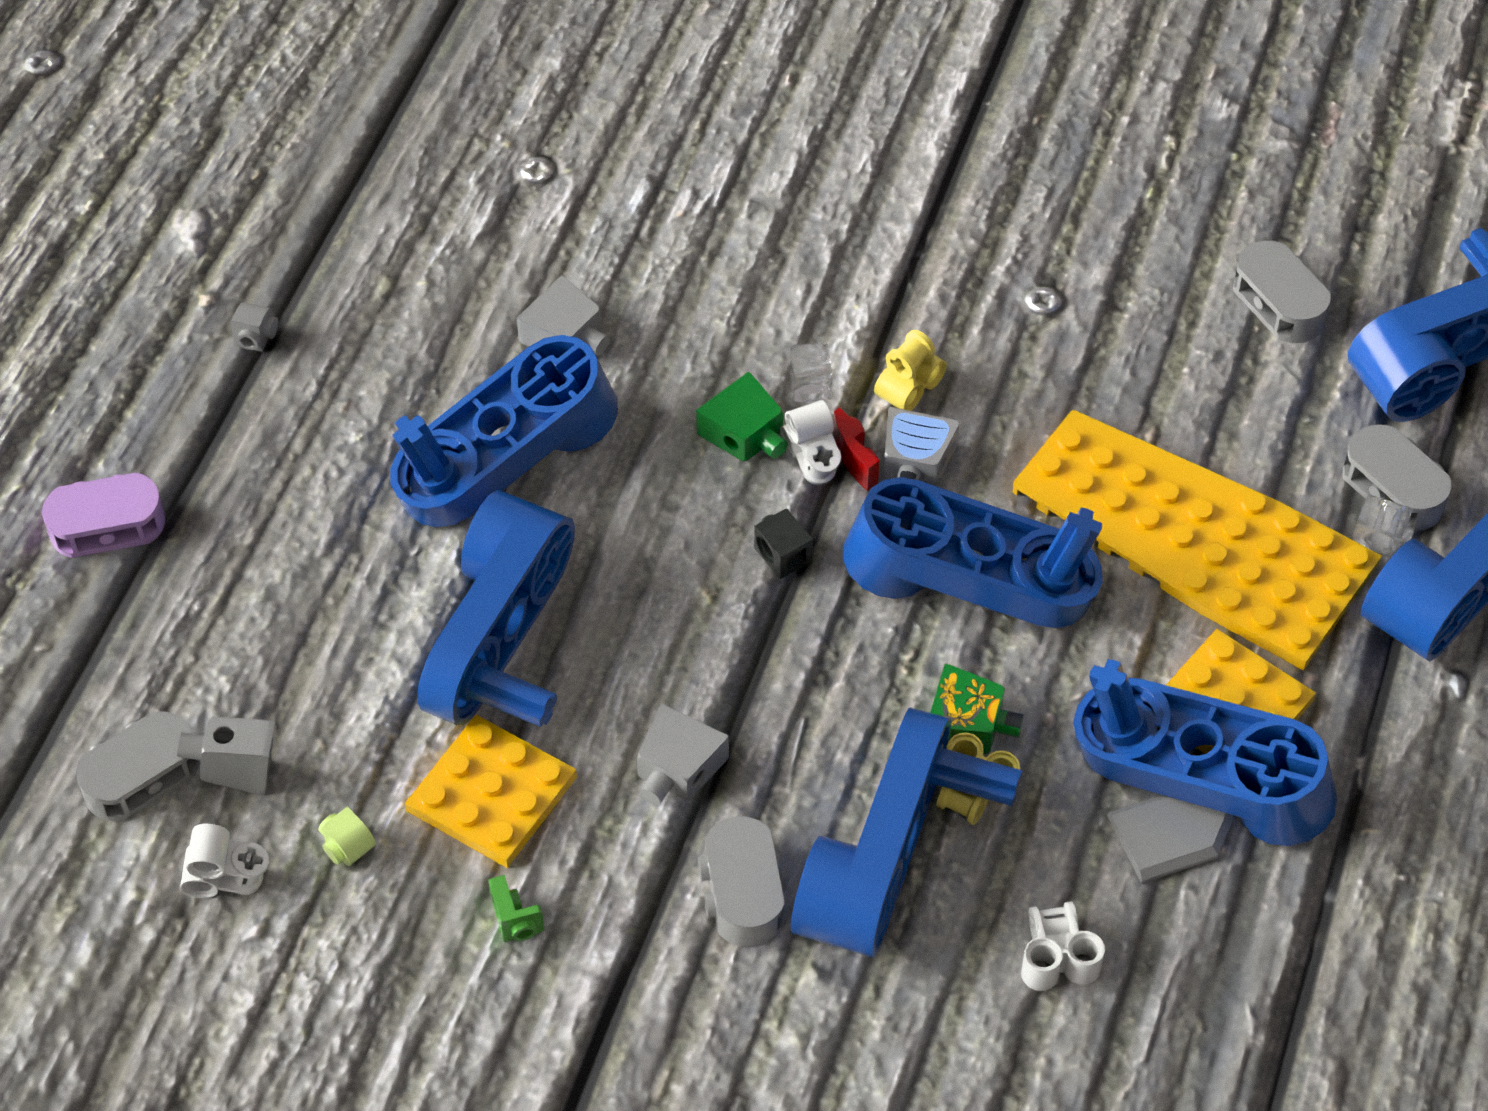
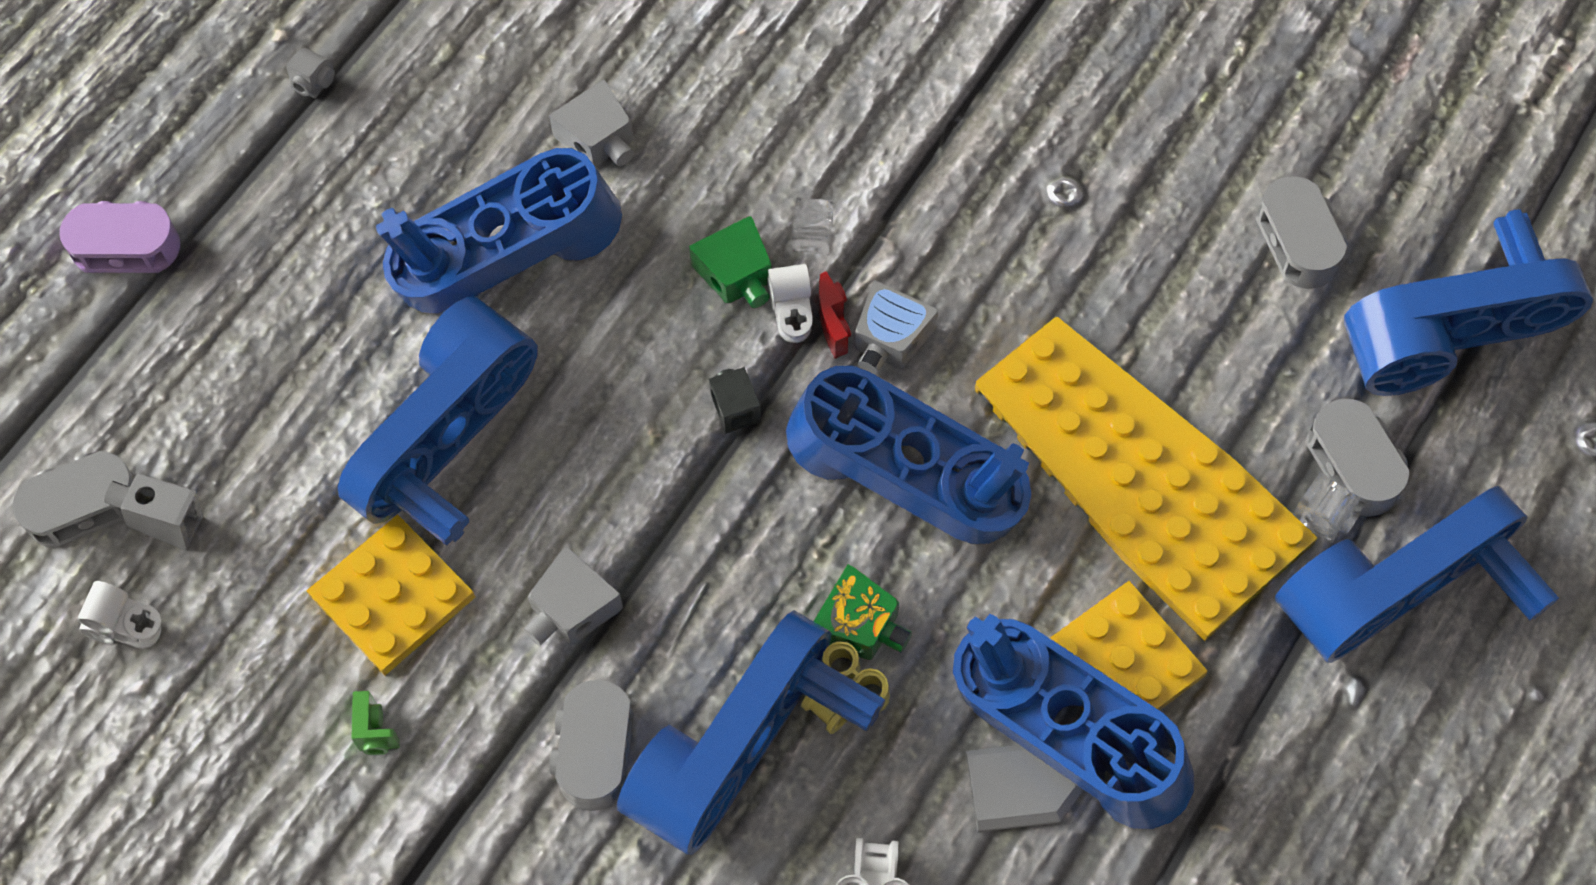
camera: 15 degrees right, 10 degrees up
(345, 837) = (241, 614): yellowish green plate -> none
(910, 371) = (906, 246): light yellow piece -> none

